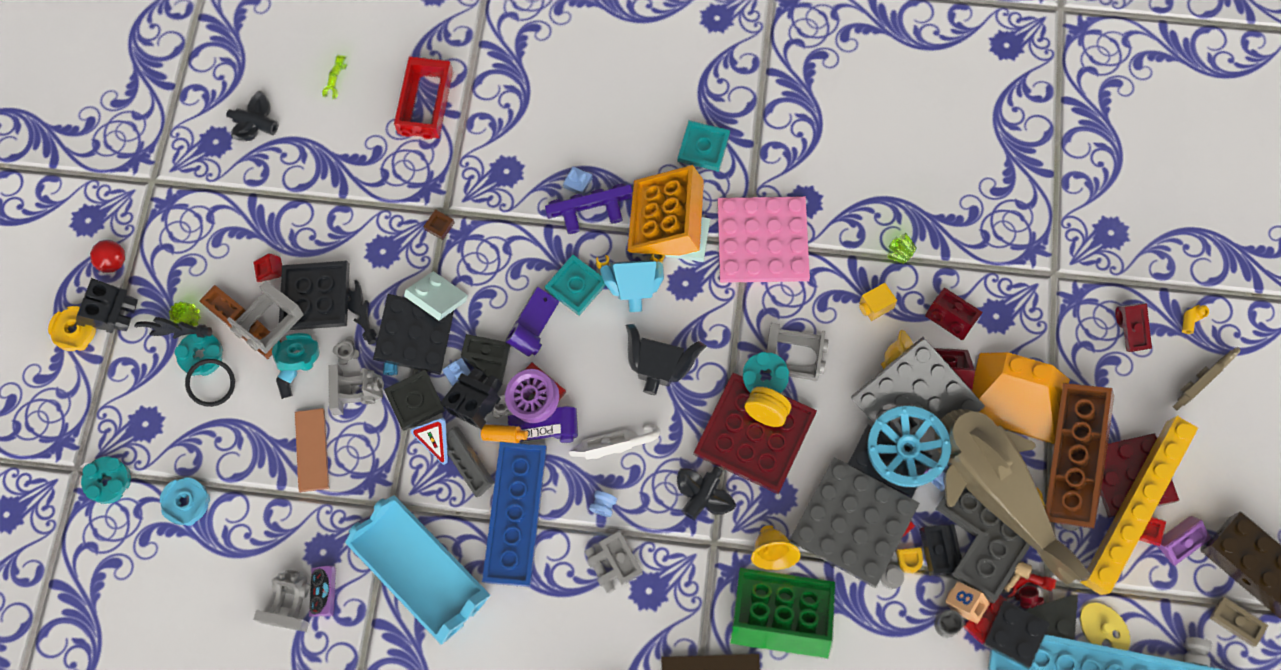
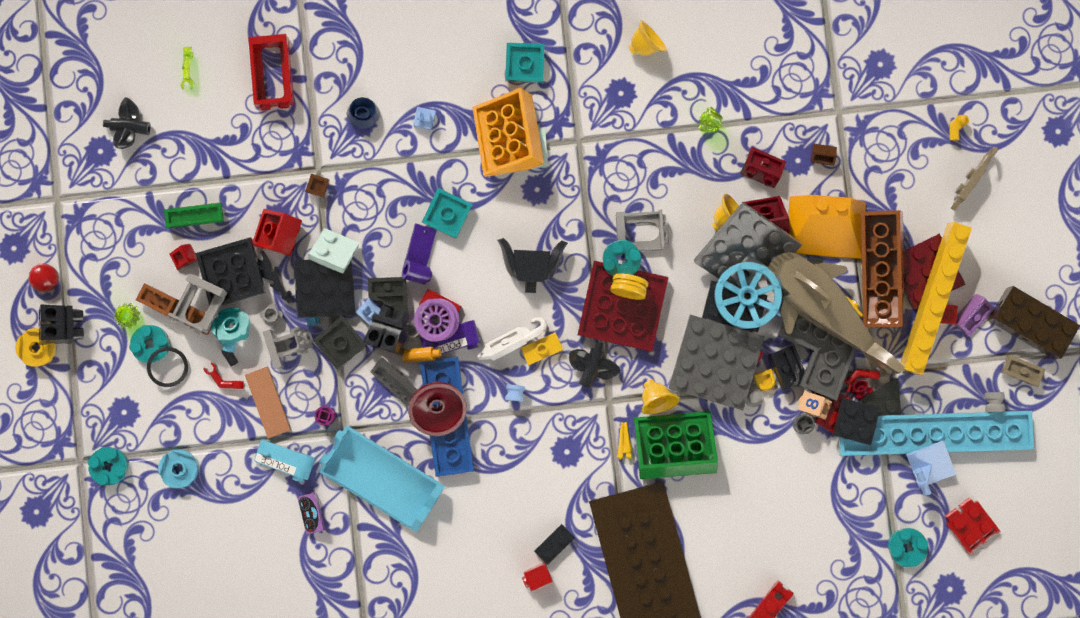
camera: 15 degrees left, 15 degrees up
(165, 327) = (112, 329): black piece -> none
(280, 420) = (219, 381): none -> red arm
(291, 583) = (286, 540): light grey tile -> none
(293, 226) = (194, 215): none -> green plate
(310, 520) = (285, 460): none -> medium azure door
(374, 483) = (328, 416): none -> magenta wheel
(379, 263) = (277, 232): none -> red slope
(433, 437) = (365, 370): piece -> none
(502, 511) = (439, 418): none -> dark red dish
(511, 160) = (363, 113): none -> dark blue hat
(597, 198) = (446, 131): dark purple plate -> none
(620, 558) = (538, 432): light grey plate -> none
(633, 279) = (494, 199): medium azure torso -> none
(647, 461) = (541, 348): none -> yellow plate
(721, 596) = (624, 442): none -> yellow piece
(763, 239) = (593, 136): bright pink plate -> none
(844, 150) = (646, 41): none -> yellow hat
(877, 302) = (699, 172): yellow brick -> none
(1021, 570) = (852, 370): tan hand -> none
(1028, 313) = (823, 154): none -> reddish brown piece
(1099, 623) = (917, 396): light yellow piece -> none
(1136, 326) = (910, 142): dark red plate -> none

